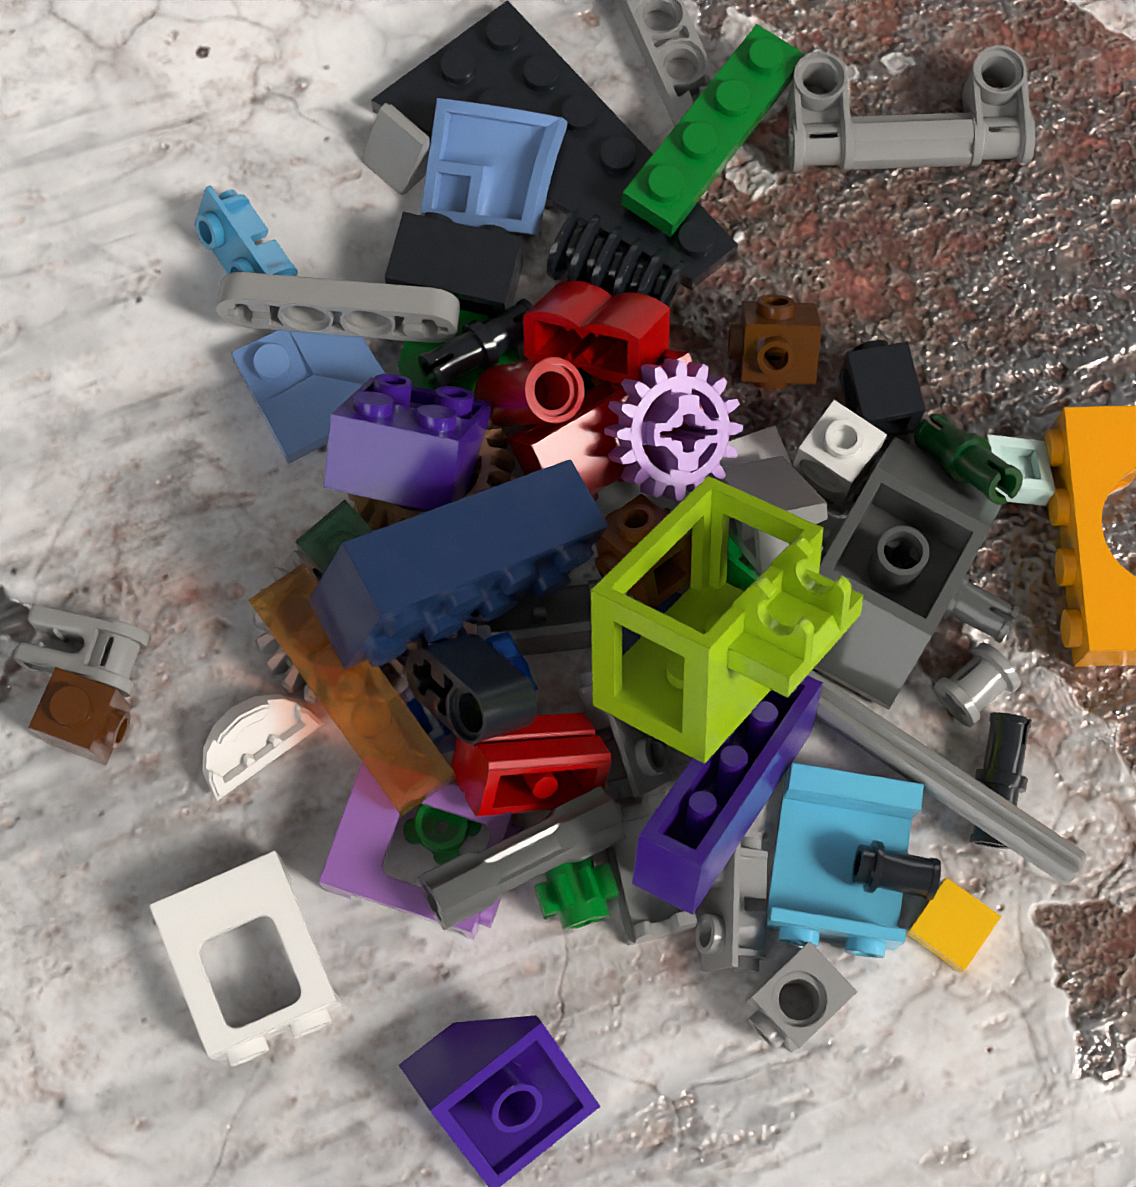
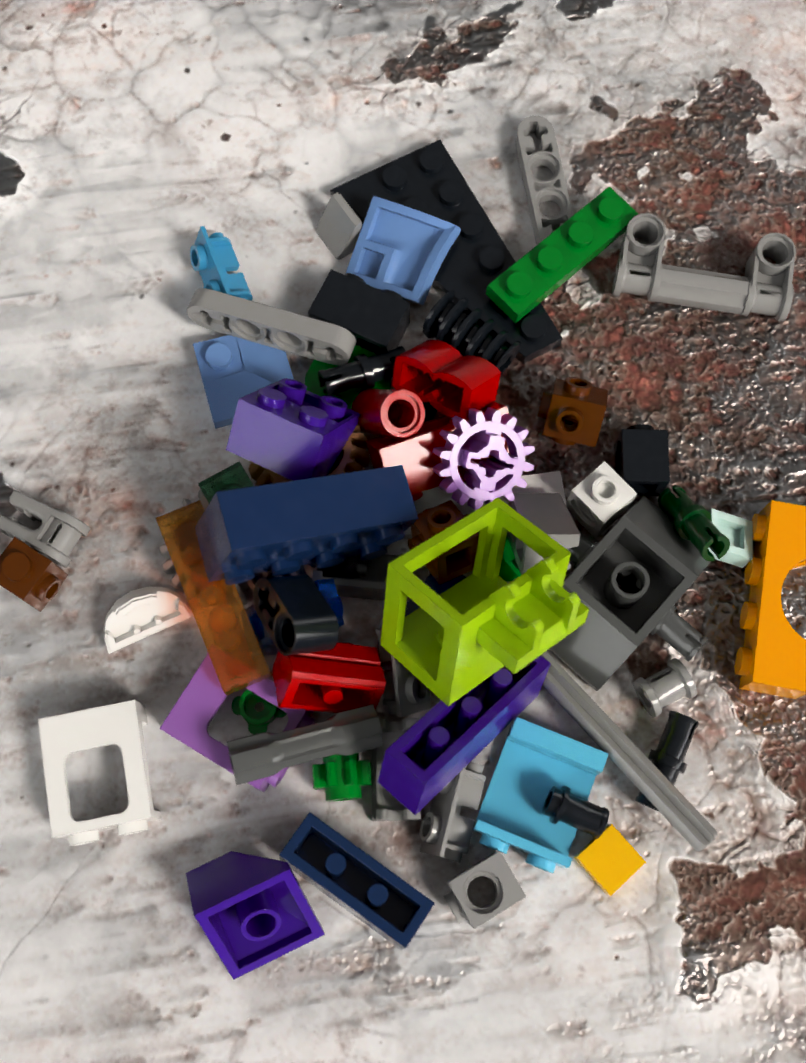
camera: 15 degrees right, 0 degrees up
(632, 1024) = (356, 881): none -> dark blue brick

